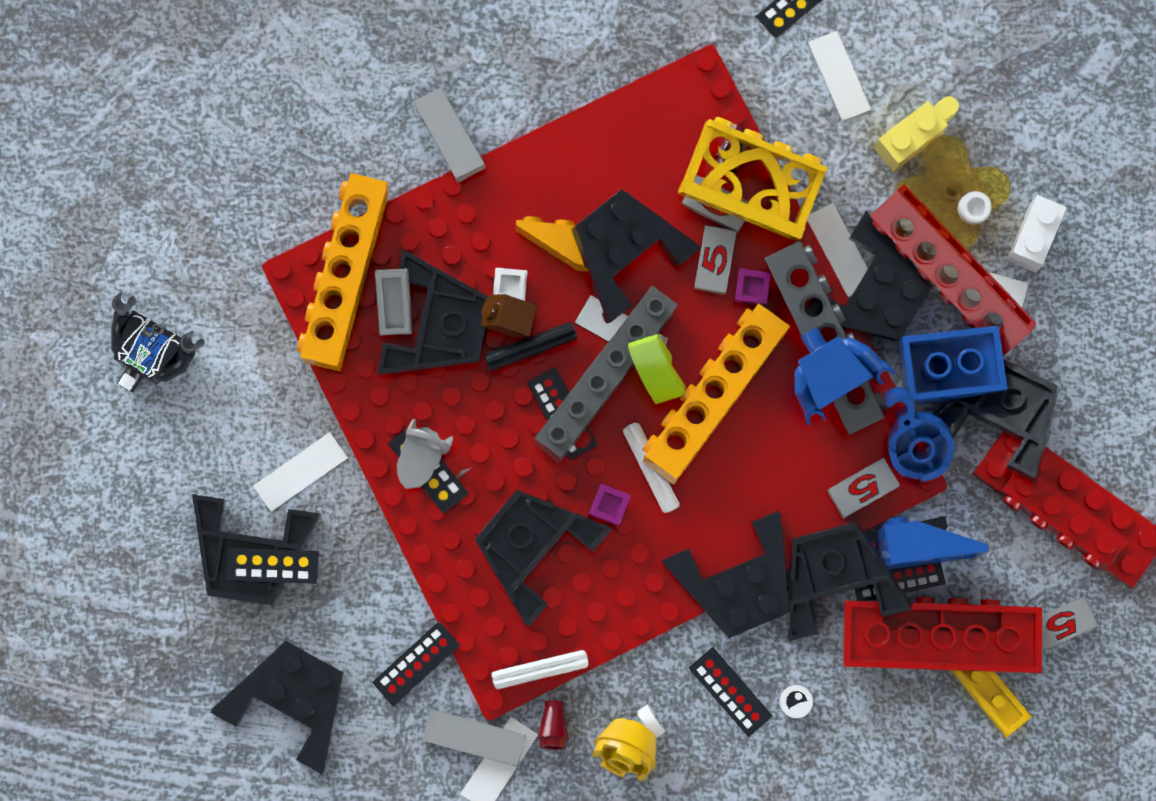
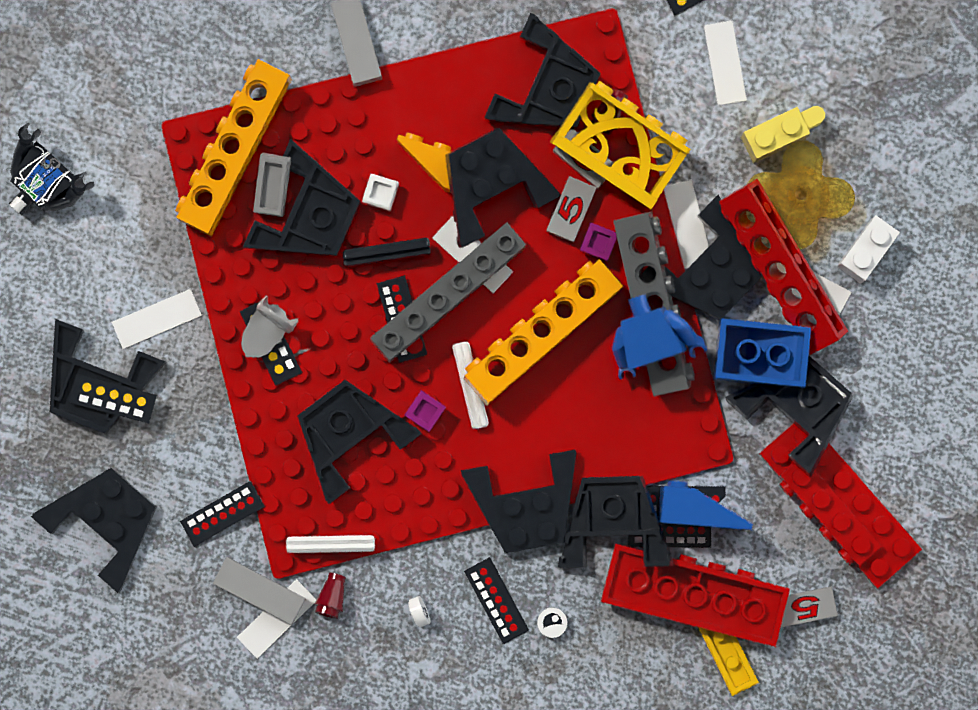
camera: 15 degrees right, 5 degrees up
(508, 315) = (371, 220): reddish brown brick -> none
(626, 748) = (391, 631): yellow cone -> none
(655, 369) = (491, 298): lime slope -> none
(670, 135) = (556, 87): none -> black wing
(863, 488) = (656, 445): light grey tile -> none
(913, 428) = (714, 403): blue piece -> none
(974, 207) = (816, 214): white tile -> none

